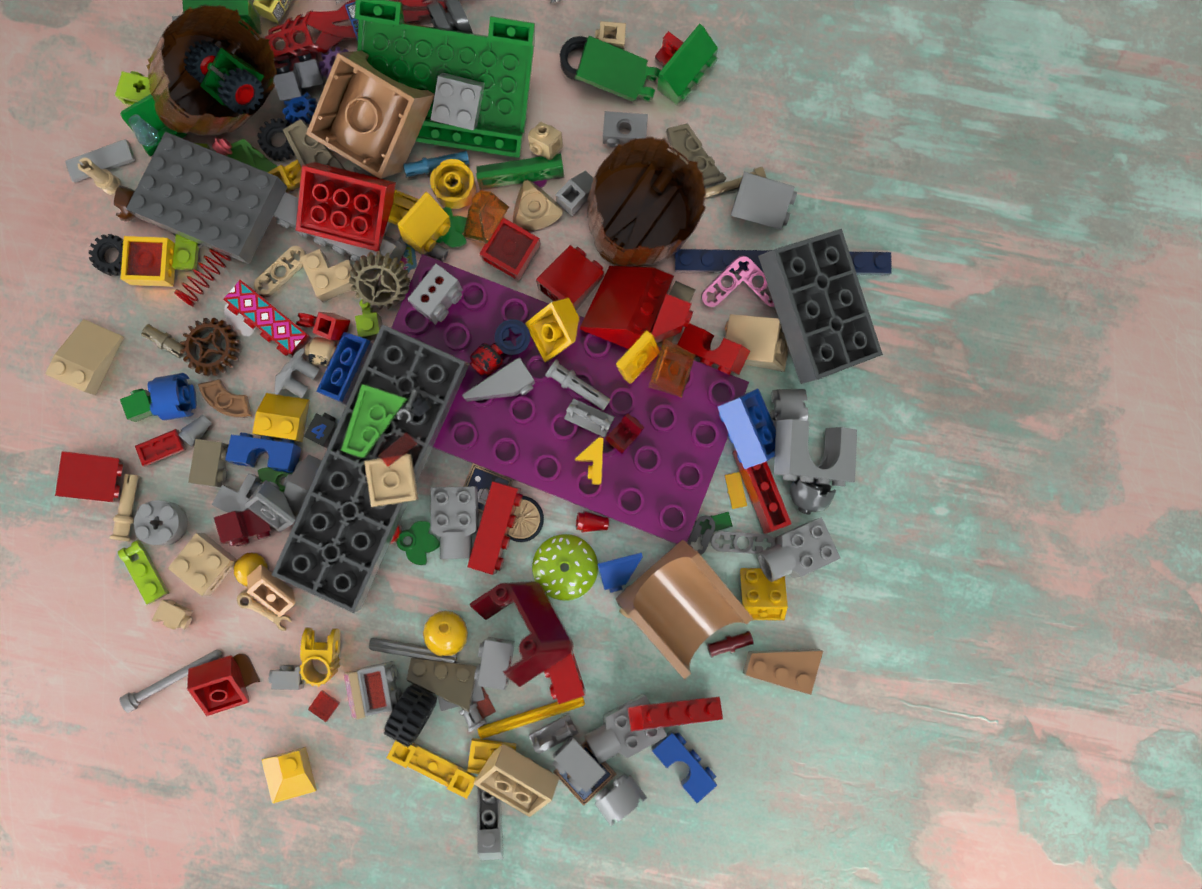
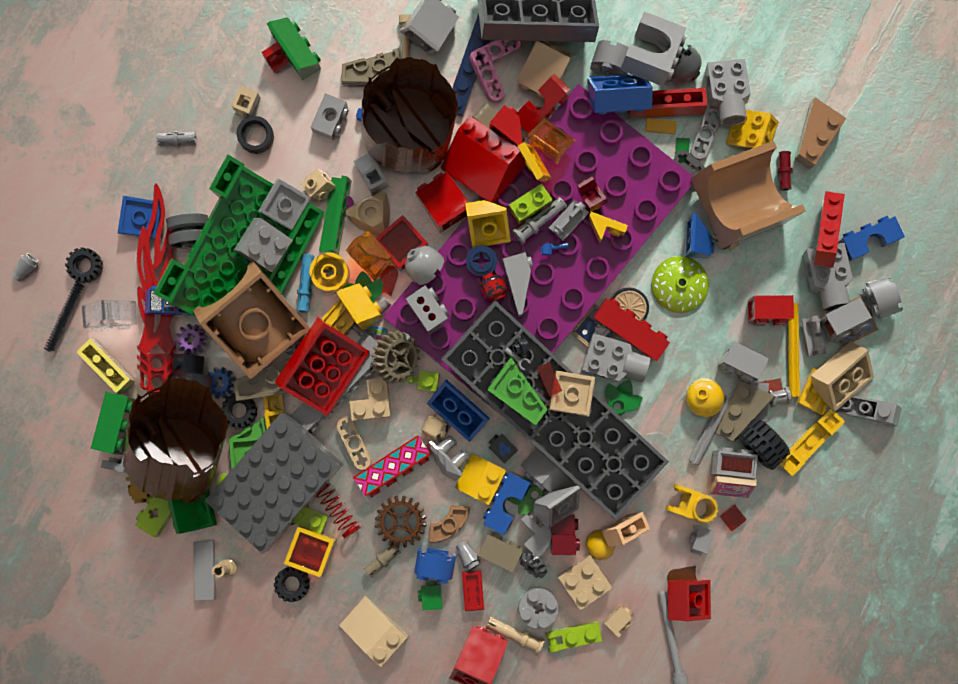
camera: 70 degrees left, 0 degrees up
(121, 200) = (252, 555): reddish brown hair -> none
(145, 133) = (196, 520): clear light blue cone -> none
(204, 503) = (533, 565): none -> dark grey gear
(222, 146) = (232, 457): coral plate -> none
(225, 76) = (180, 430): brick -> none
(257, 607) = (634, 547): tan brick -> none
(289, 775) = (780, 564): yellow slope -> none
(306, 320) = (404, 433): red bush -> none
(330, 325) = (417, 412): red brick -> none
(469, 251) = (389, 279): none -> clear red piece
(489, 275) = (423, 263): none -> light grey cylinder
(510, 110) = (284, 204): none -> light grey plate
(548, 404) = (547, 248): none -> blue hand
(548, 637) = (740, 308): dark red windscreen -> none
(591, 369) = (530, 204): none -> lime brick
(591, 522) = (650, 251): red cone -> none
(616, 70) = (277, 107): green tile -> none

